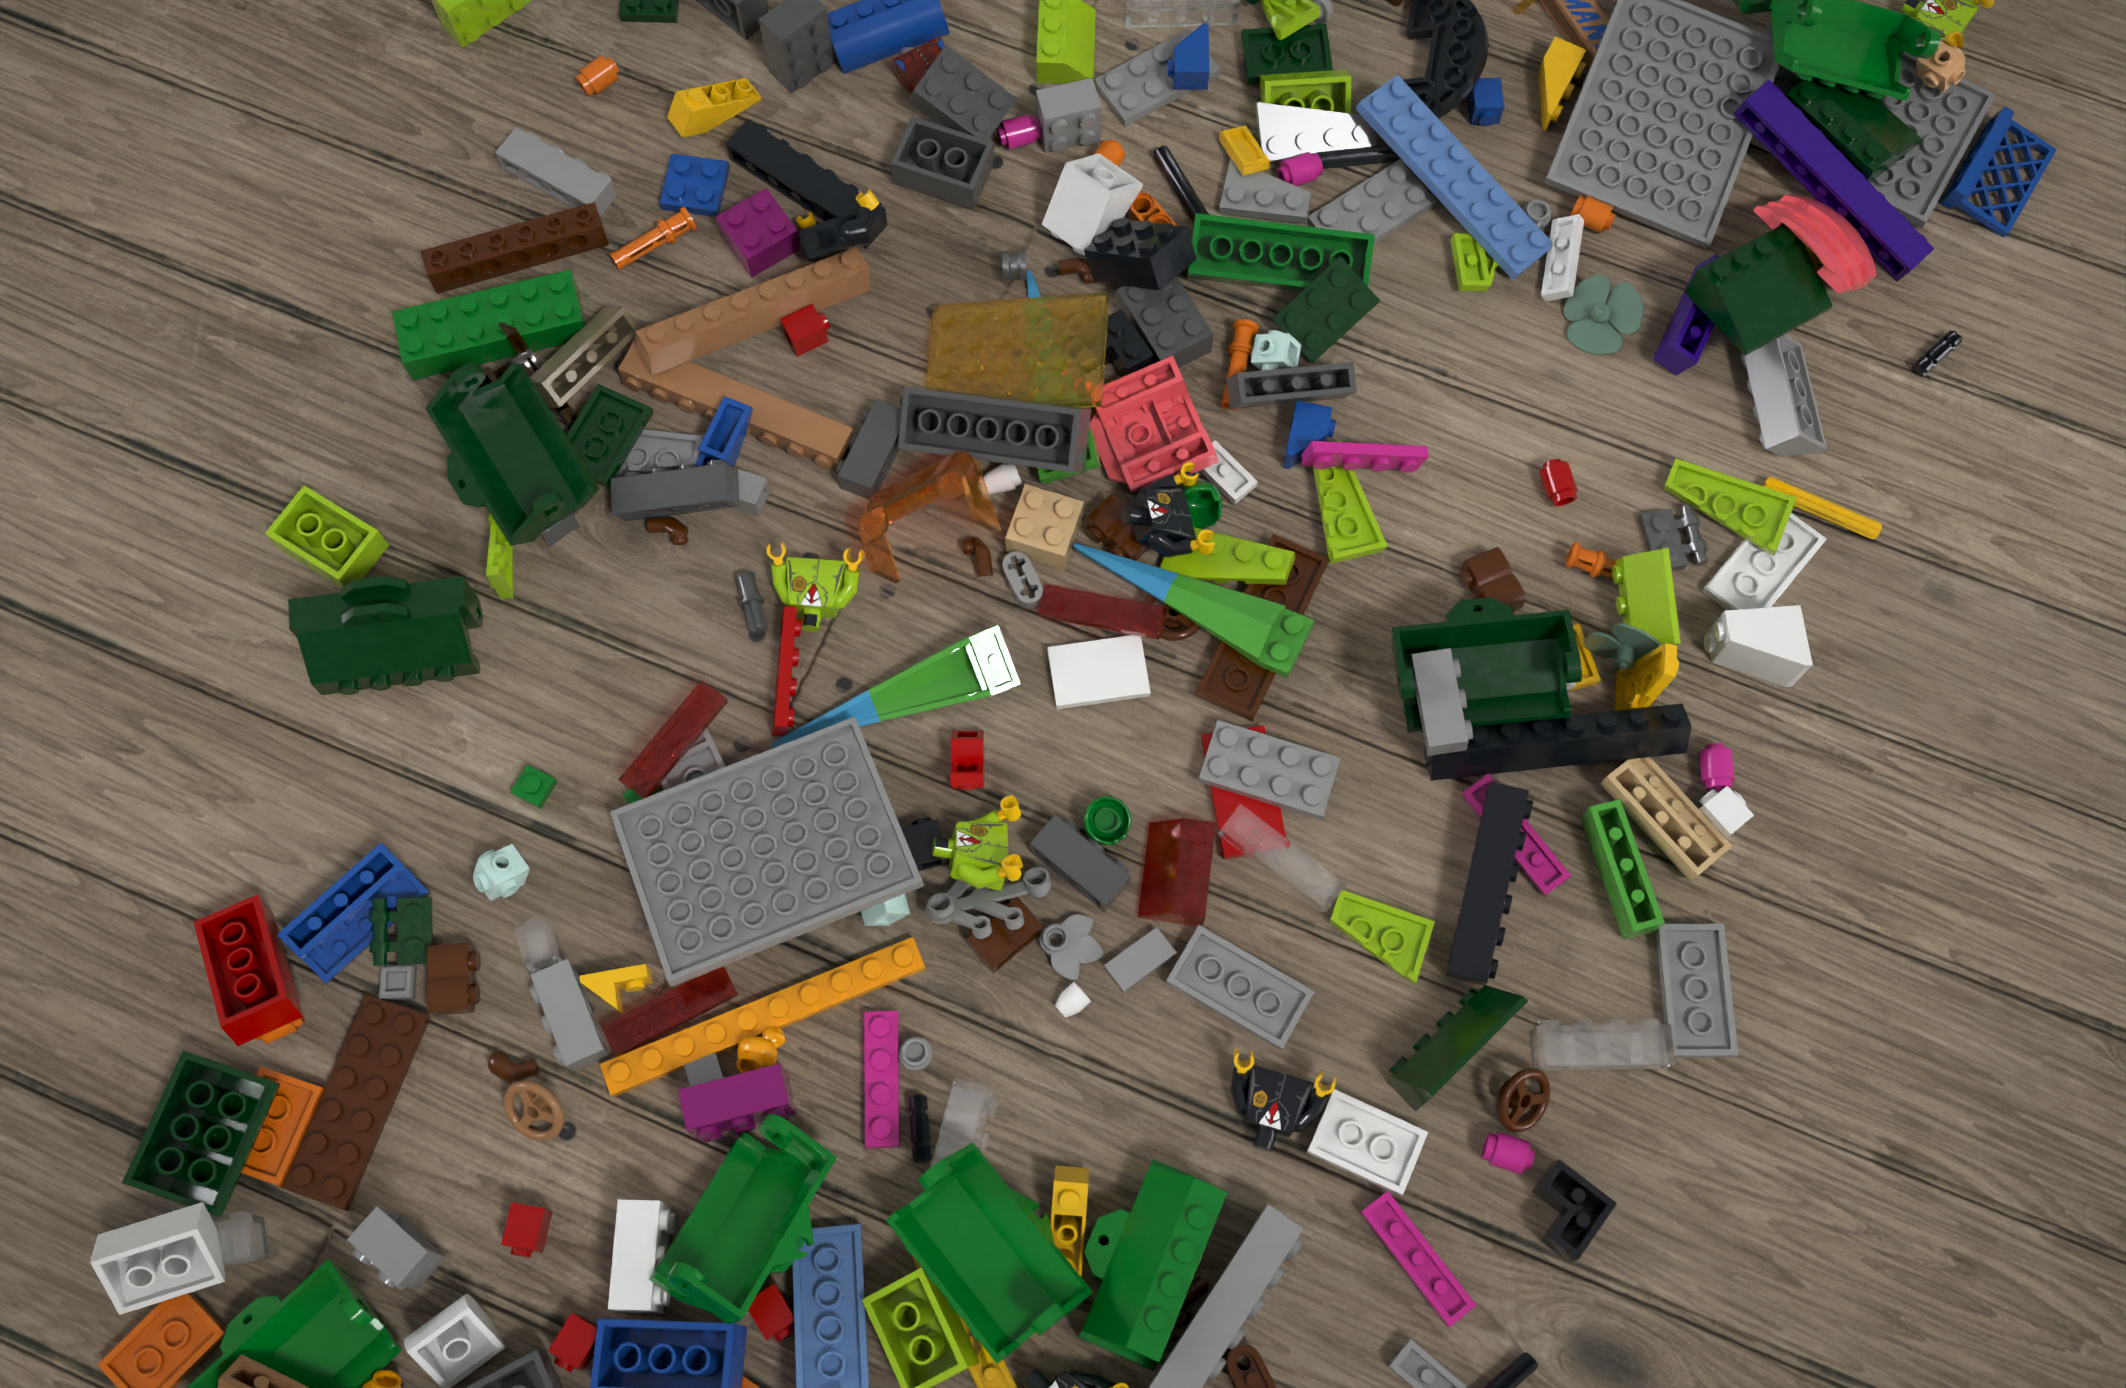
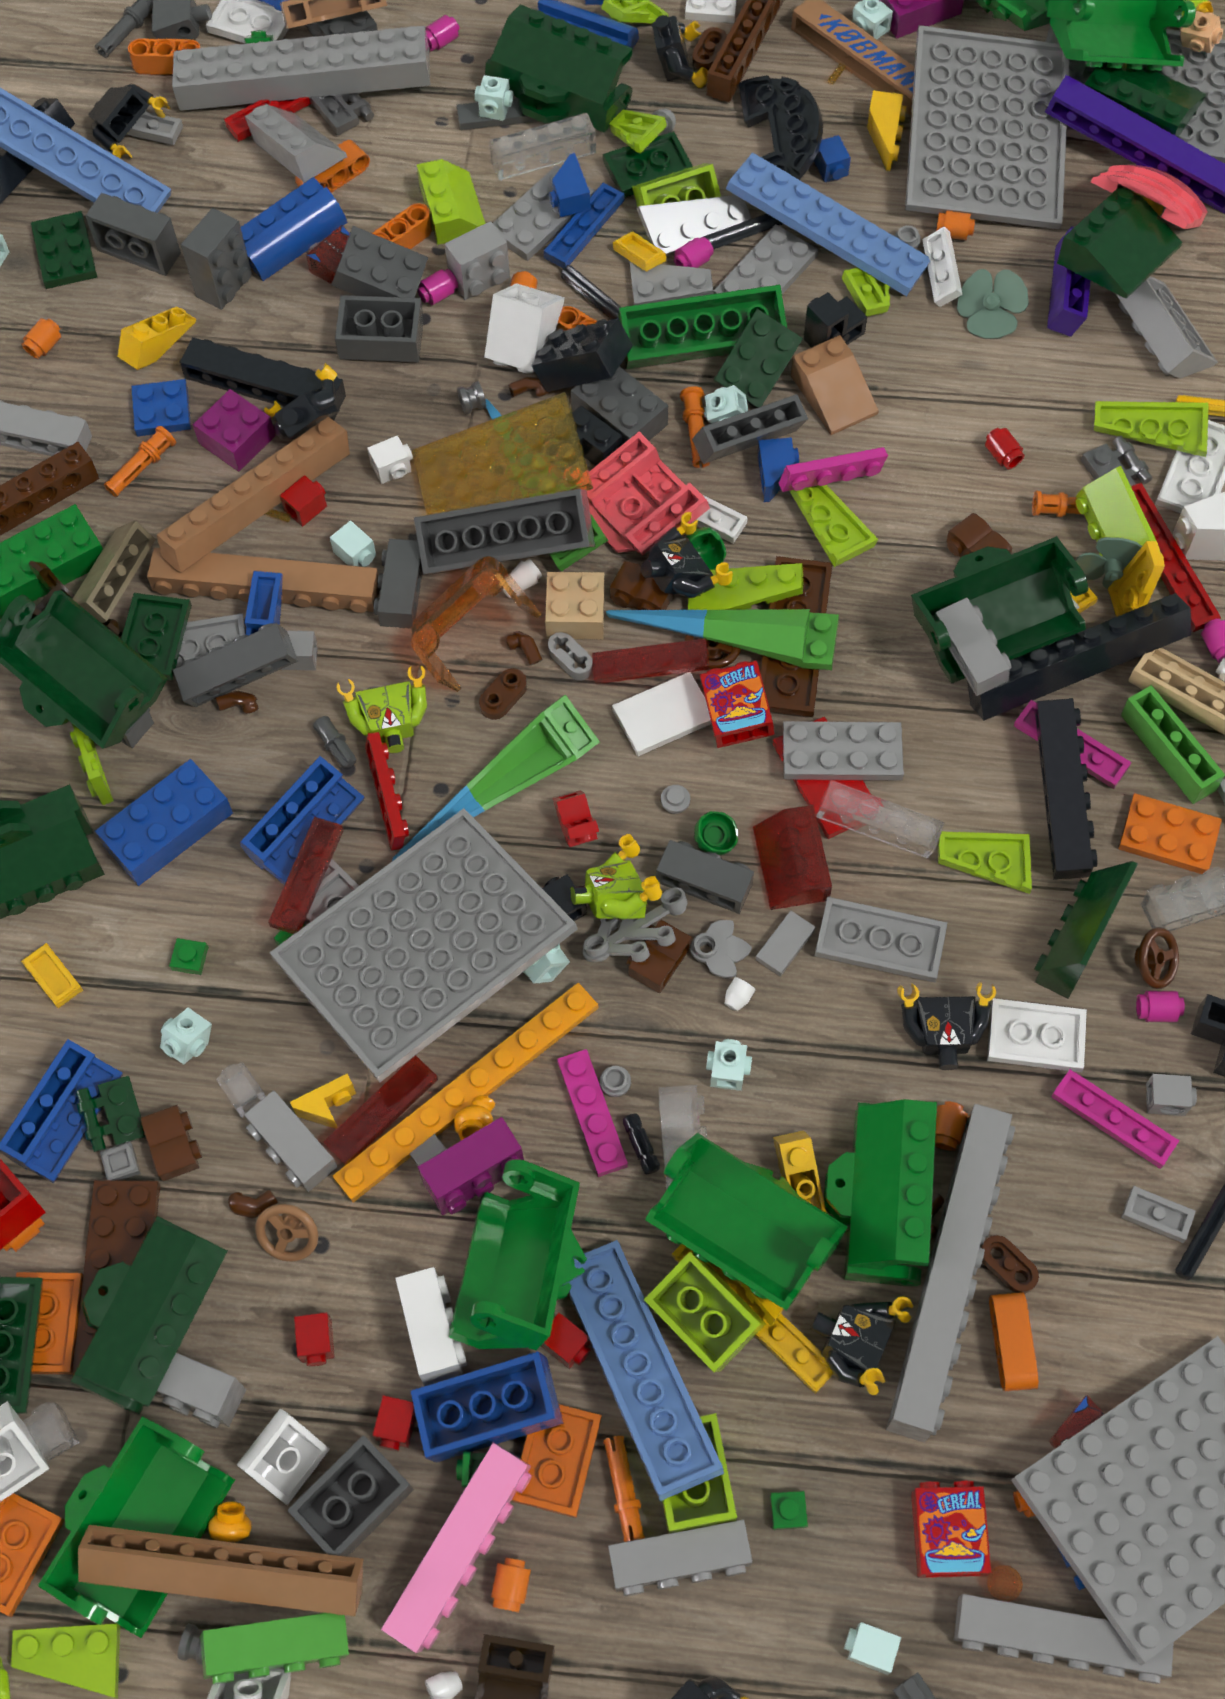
camera: 15 degrees left, 5 degrees down
(366, 1151) = (144, 1314): none -> dark green piece
(393, 765) = (52, 975): none -> yellow tile
(552, 638) = (164, 822): none -> blue brick
(712, 656) = (281, 832): none -> blue brick
(775, 336) = (277, 513): none -> clear yellow leg
(838, 395) = (353, 545): none -> light aqua brick
(908, 310) = (390, 459): none -> white brick
(942, 601) = (504, 692): none -> reddish brown plate
(1006, 58) = (407, 227): none -> orange beam
(1035, 1086) = (728, 1064): none -> light aqua brick
(1078, 768) = (675, 799): none -> light grey plate
(1174, 686) = (737, 704): none -> brick
(1195, 105) = (584, 226): none -> blue plate
(1240, 1211) = (950, 1125): none -> orange brick
(1400, 359) = (833, 385): none -> medium nougat slope
(1421, 291) = (830, 318): none -> black brick
(1485, 1252) = (1170, 1094): none -> light grey brick
(1587, 965) = (1170, 834): none -> orange plate
(1695, 664) = (1177, 573): none -> red plate

